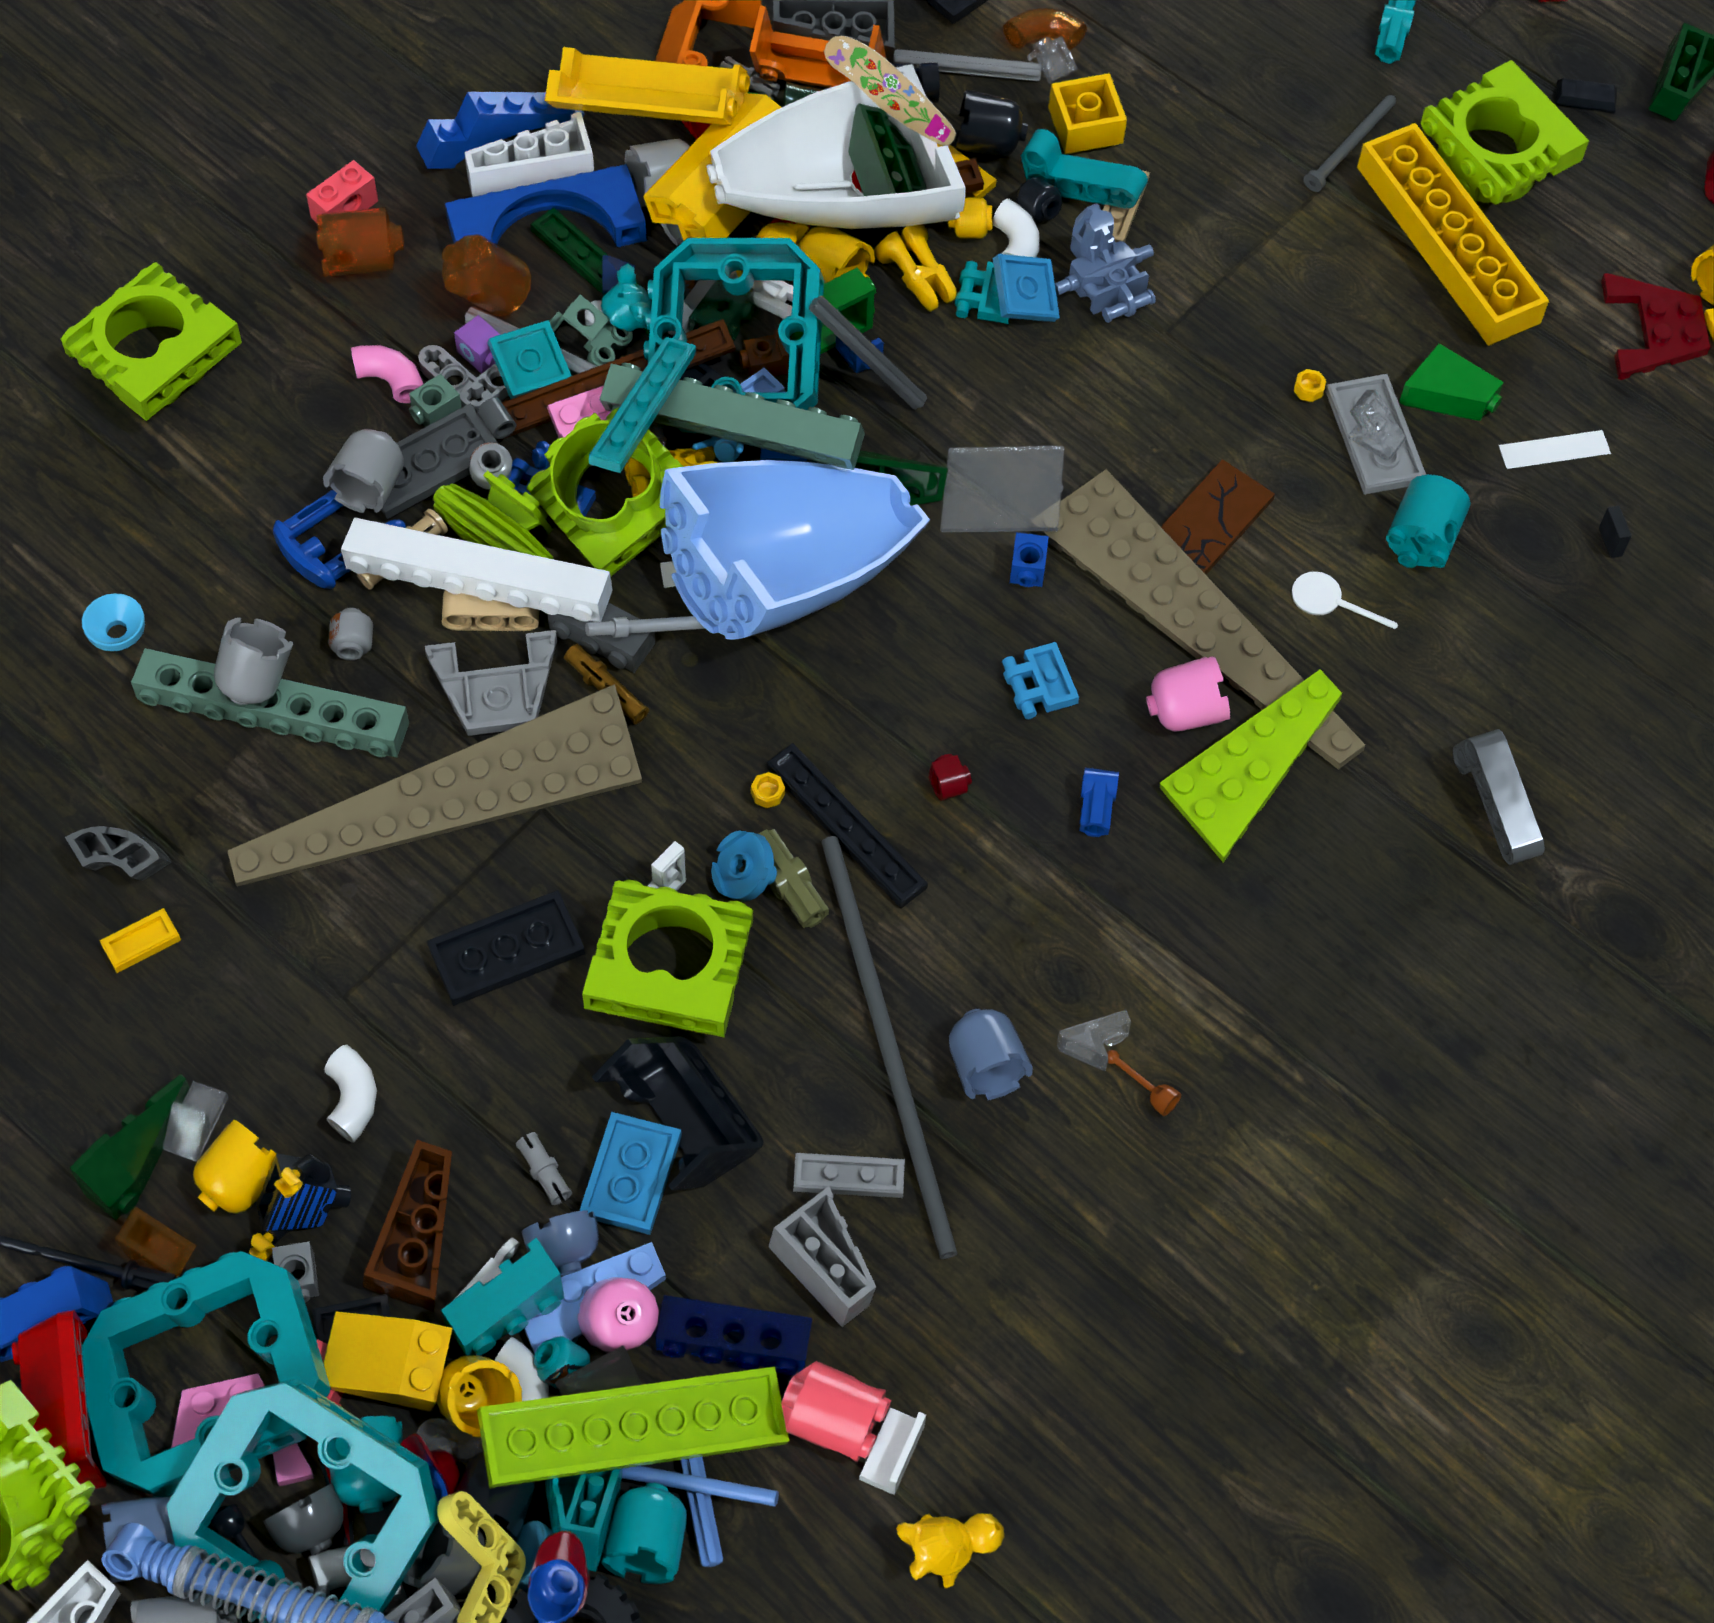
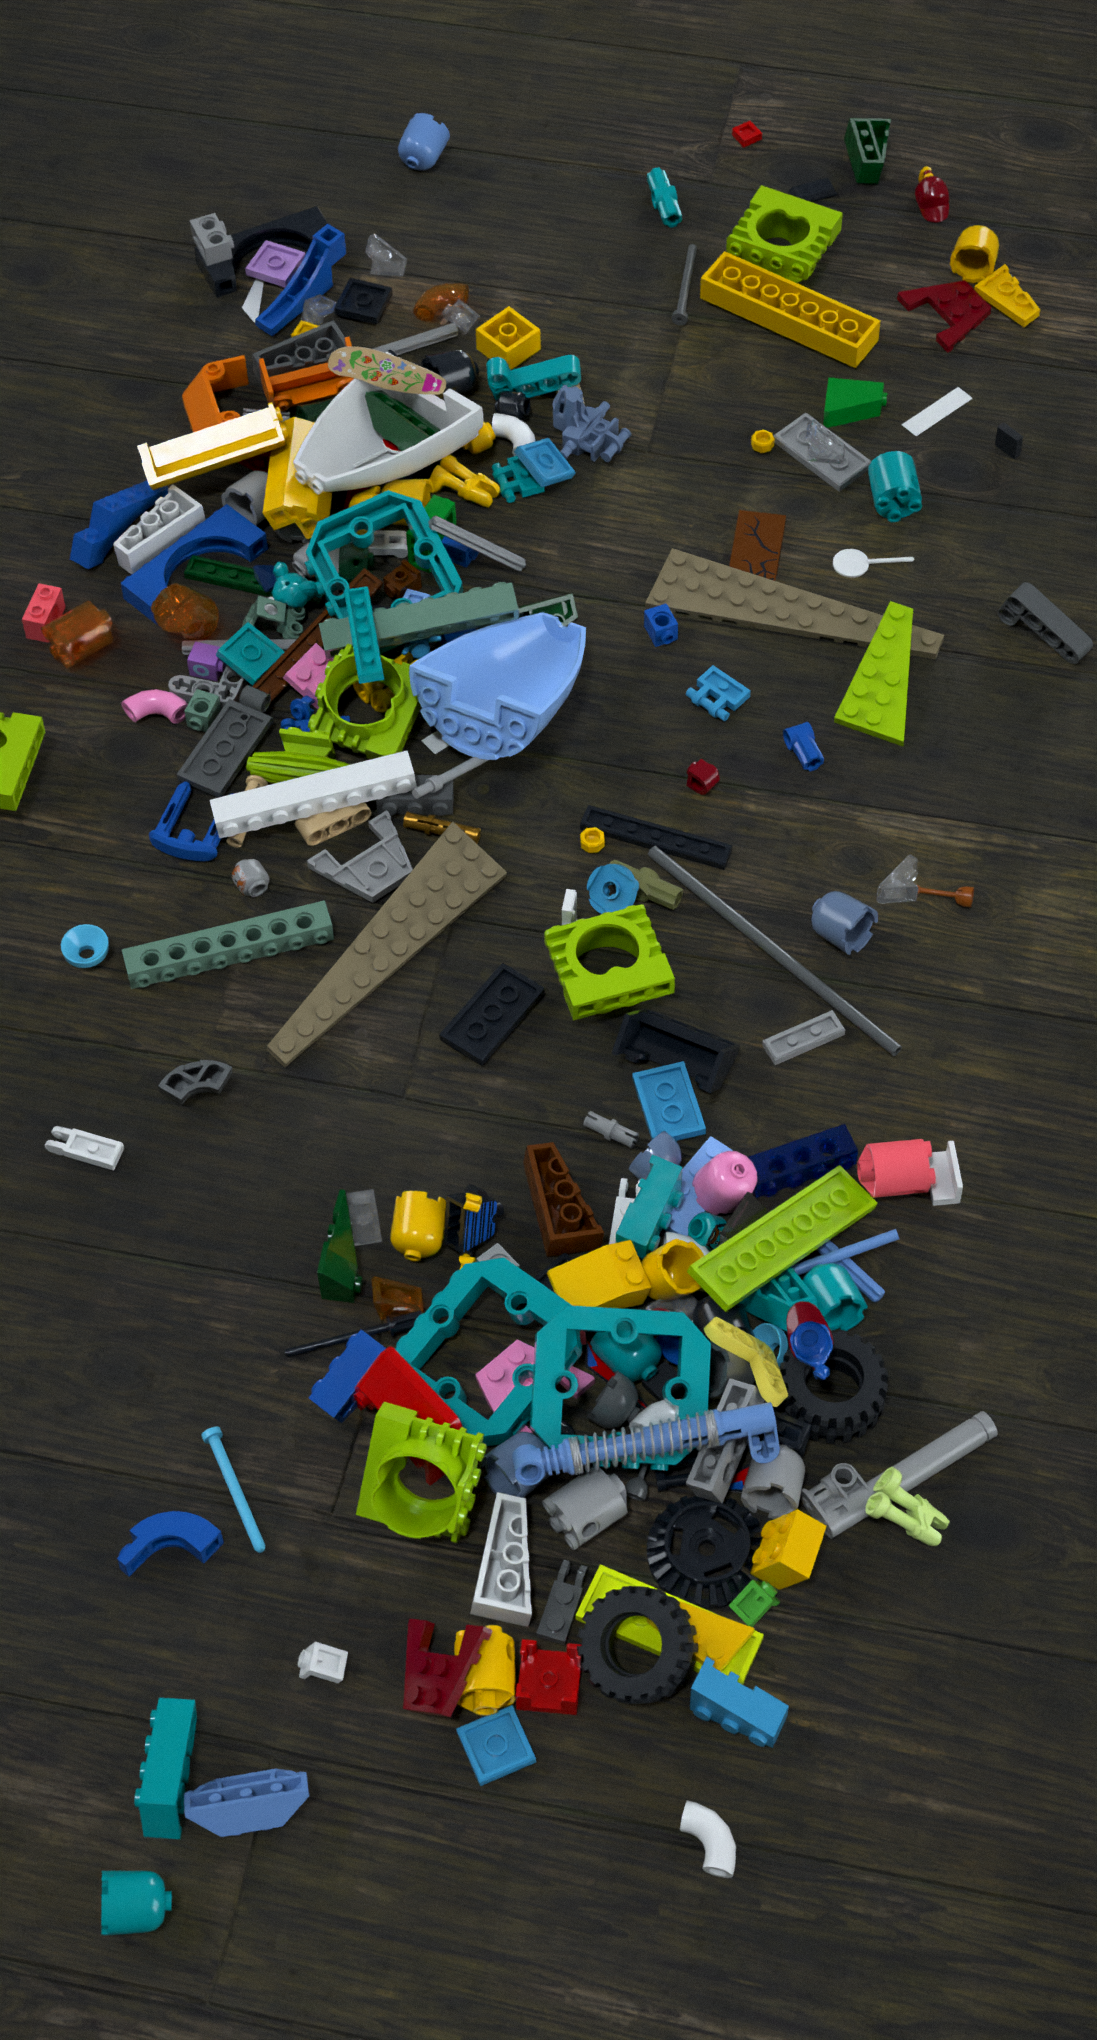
camera: 25 degrees left, 5 degrees down
(140, 940) = (245, 1130): yellow tile -> none
(251, 661) = (210, 916): light grey cylinder -> none
(356, 1090) = (461, 1146): white cylinder -> none
(365, 470) = (194, 769): light grey cylinder -> none
(492, 456) = (269, 728): light grey head -> none
(823, 1257) = (826, 1088): light grey wedge -> none
(946, 1544) = (1016, 1206): yellow animal -> none
(1003, 489) = (614, 591): clear piece -> none
(1189, 696) = (821, 654): bright pink cylinder -> none

